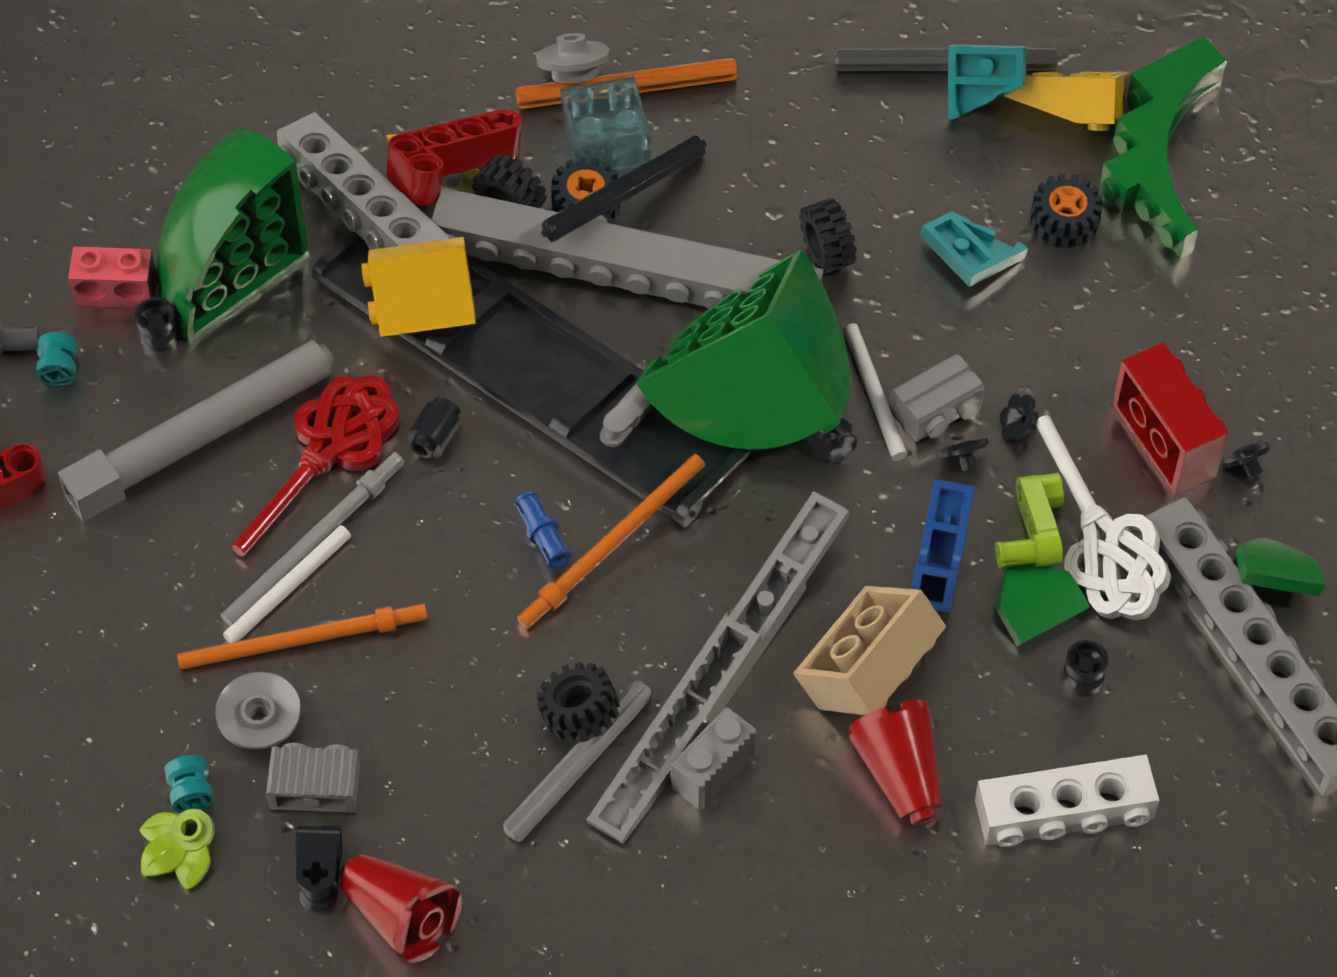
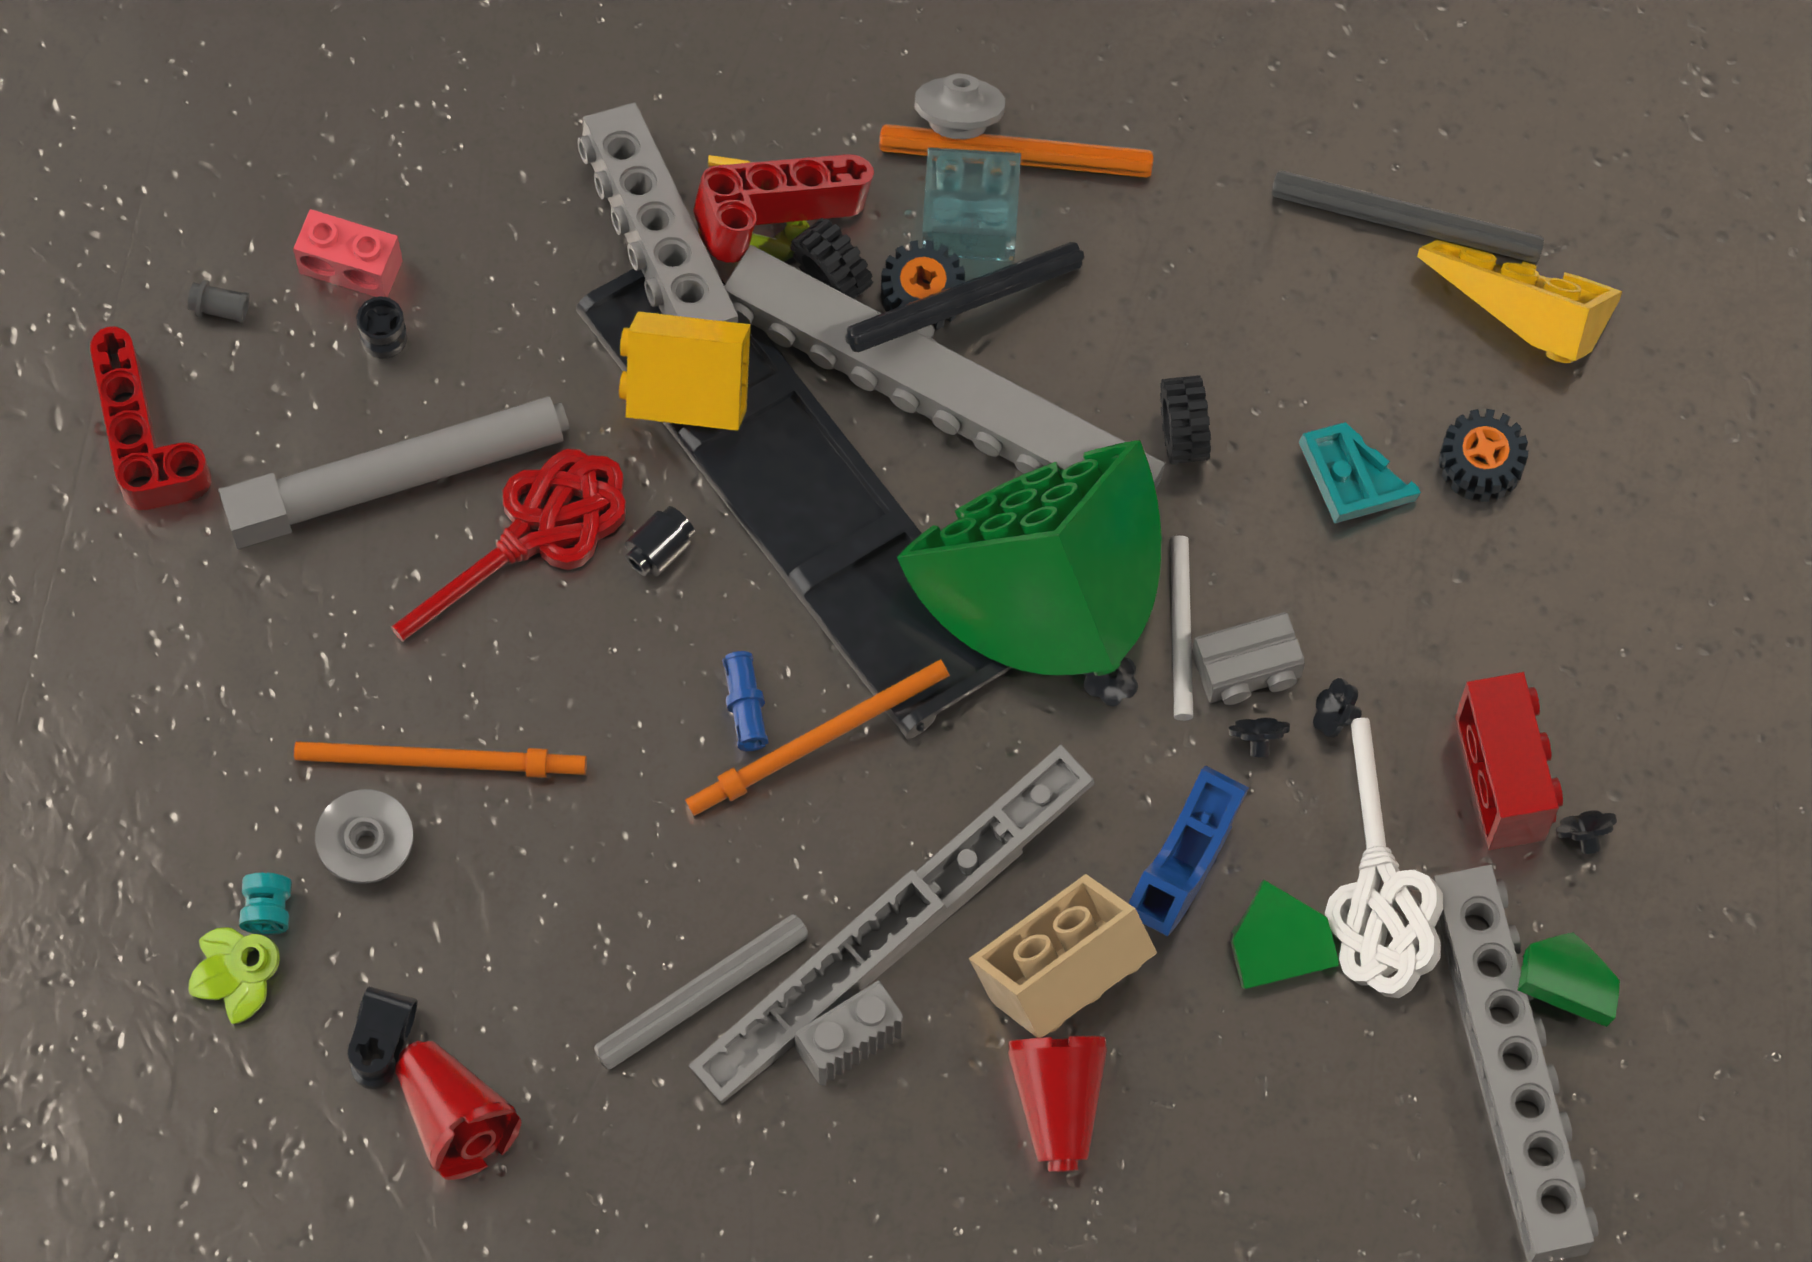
camera: 15 degrees right, 10 degrees up
(56, 362) = (257, 341): teal wheel -> none
(230, 230) = (488, 239): green brick -> none
(287, 584) = (441, 689): white bar -> none
(313, 778) = (402, 934): light grey brick -> none
(367, 487) = (566, 593): light grey bar -> none
(582, 718) = (713, 904): black tyre -> none
(624, 417) = (875, 590): light grey bar -> none
(982, 74) = (1437, 257): teal wing -> none
(1035, 499) = (1323, 811): lime beam -> none
(1083, 784) = (1256, 1179): white brick -> none
(1085, 668) = (1306, 1029): black wheel -> none
(1141, 171) = (1648, 336): green arch -> none

